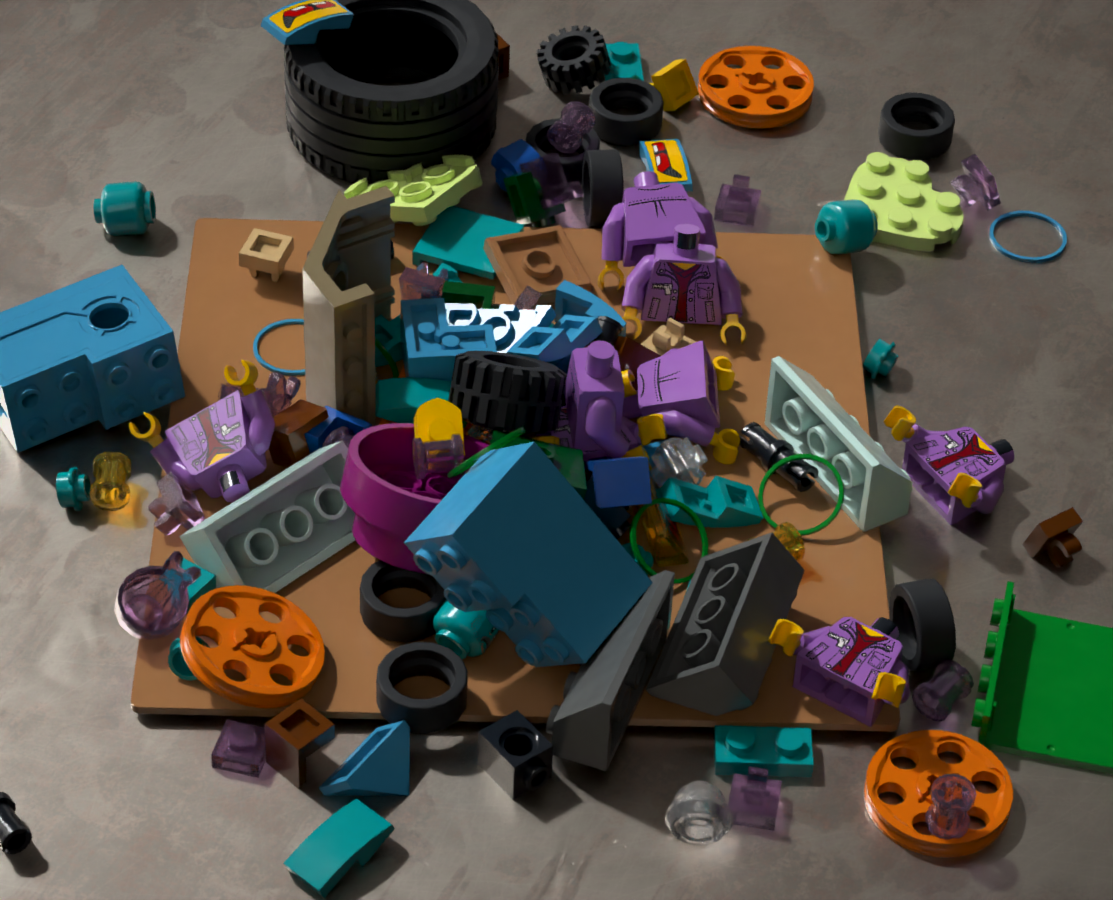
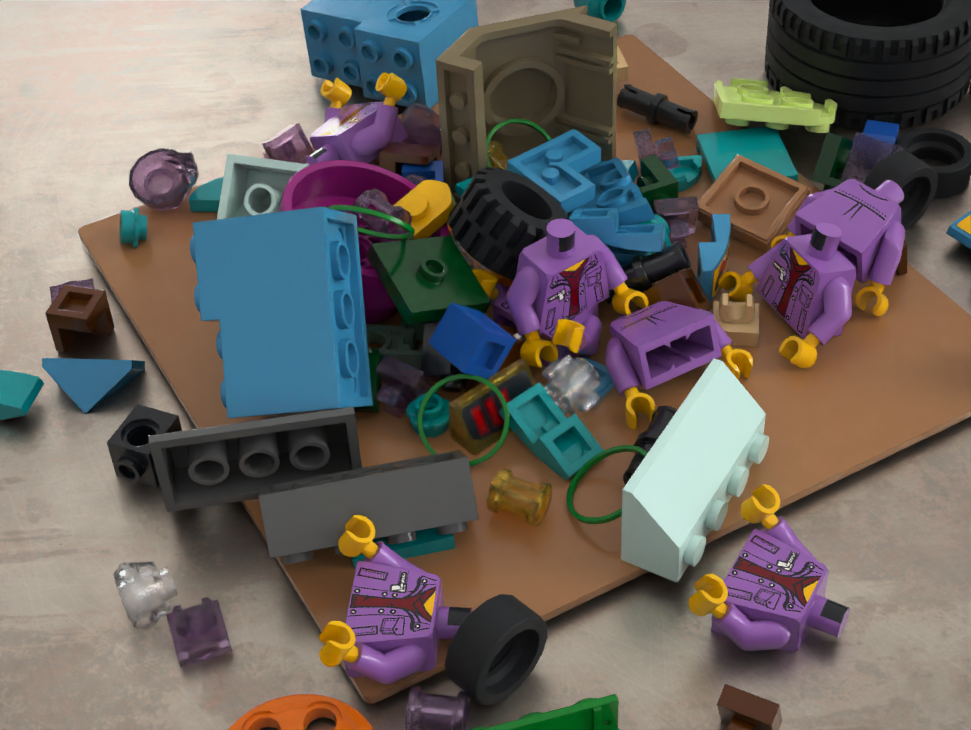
camera: 65 degrees right, 0 degrees up
(72, 488) = (276, 101): teal plate -> none
(110, 485) = (308, 116): clear yellow bush -> none
(249, 659) = (144, 231): orange wedge -> none
(422, 660) = (182, 376): black tyre -> none
(569, 130) = (940, 138): clear purple bush -> none
(778, 749) = (271, 613): teal plate -> none
(880, 359) = (888, 471): teal plate -> none

